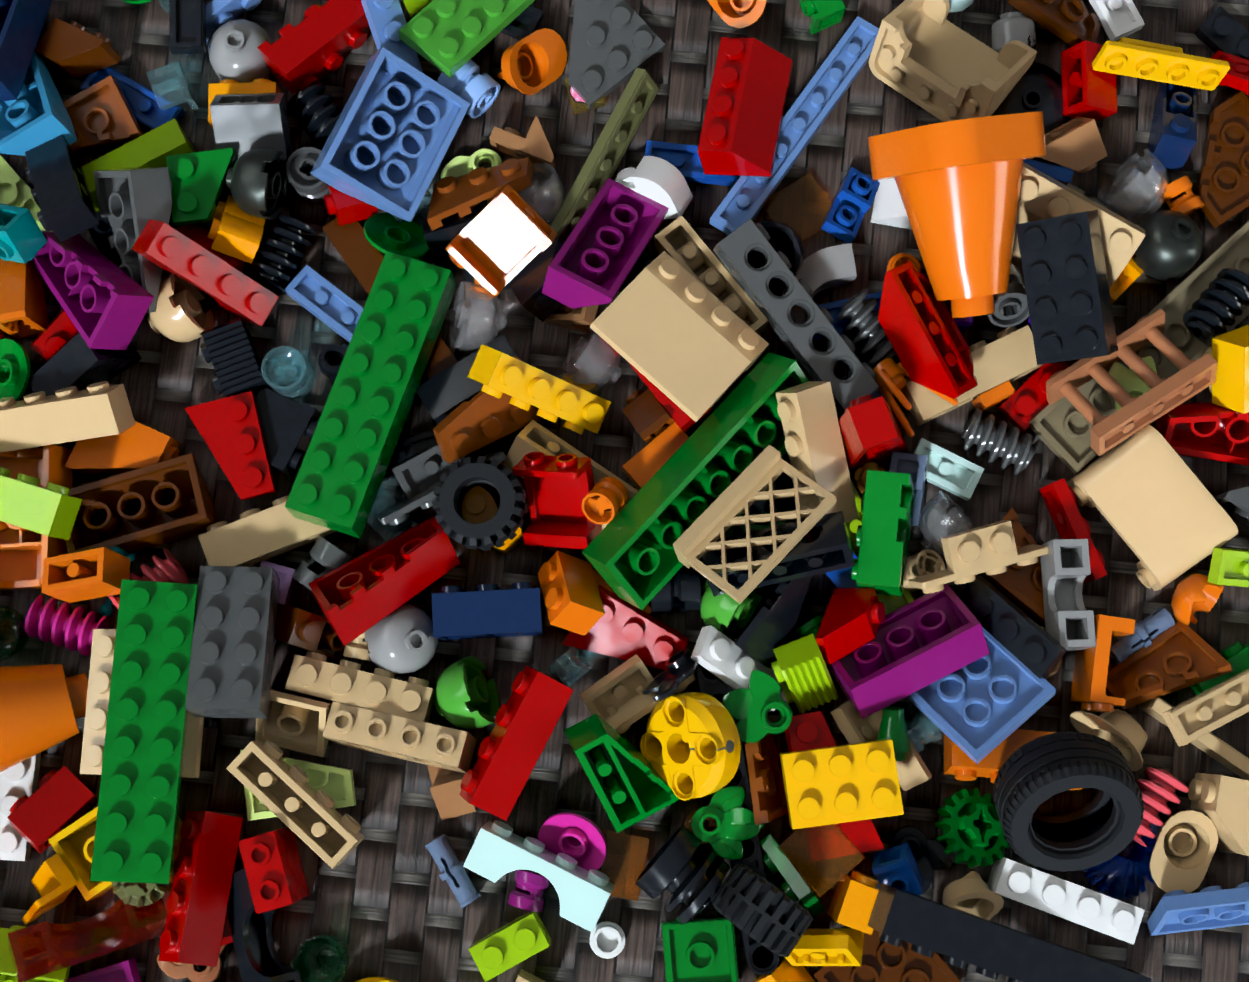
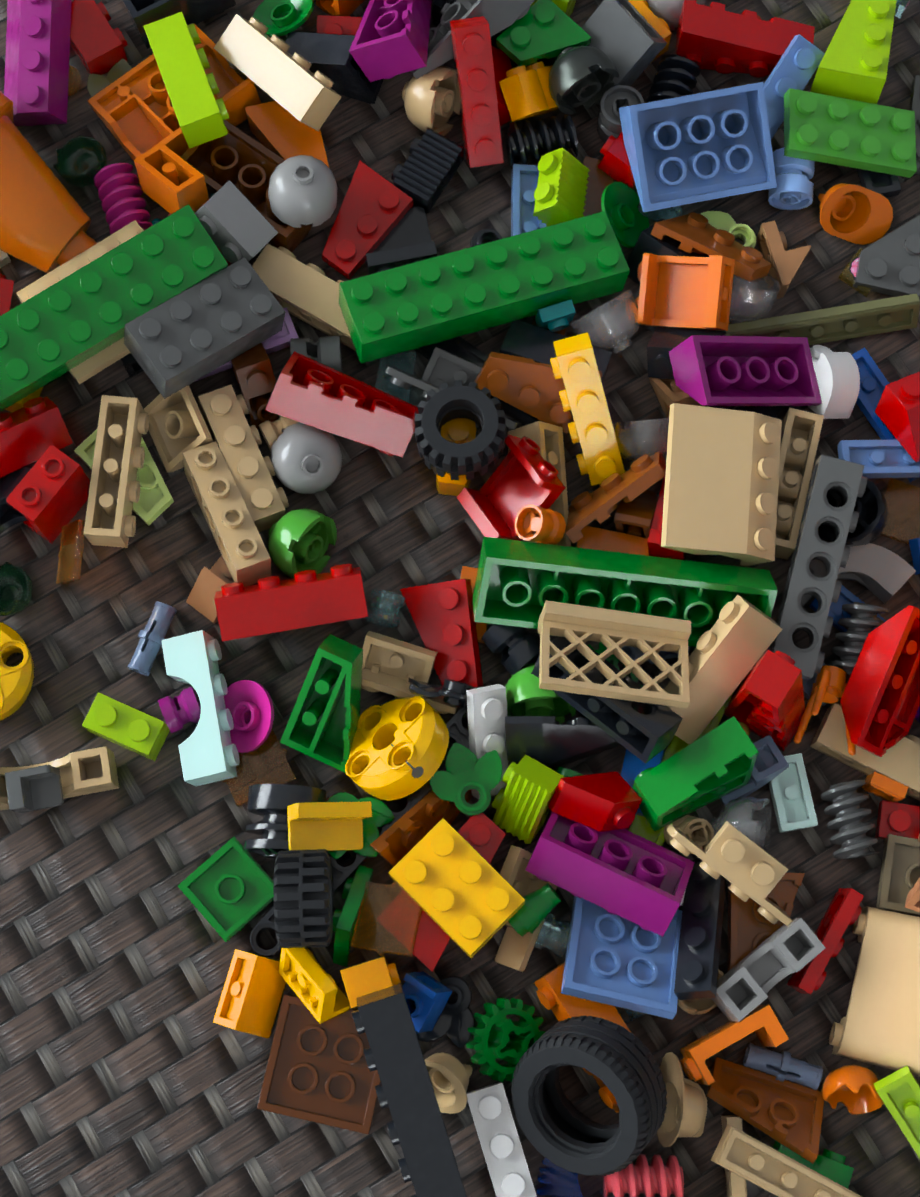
camera: 50 degrees right, 5 degrees down
(163, 552) = (235, 224): none -> light grey brick
(179, 476) = (302, 191): none -> light grey cylinder
(288, 372) = (449, 215): clear light blue wheel -> none
(334, 886) = (71, 552): none -> clear orange piece
(337, 270) = (560, 188): none -> lime brick
(439, 355) = (555, 316): none -> teal plate
(488, 612) = (379, 508): dark blue brick -> none
(570, 593) = (444, 559): orange brick -> none
(607, 939) = (188, 804): white plate -> none
(618, 418) = (603, 501): none -> dark orange wing
(716, 848) = (327, 825): none -> yellow panel

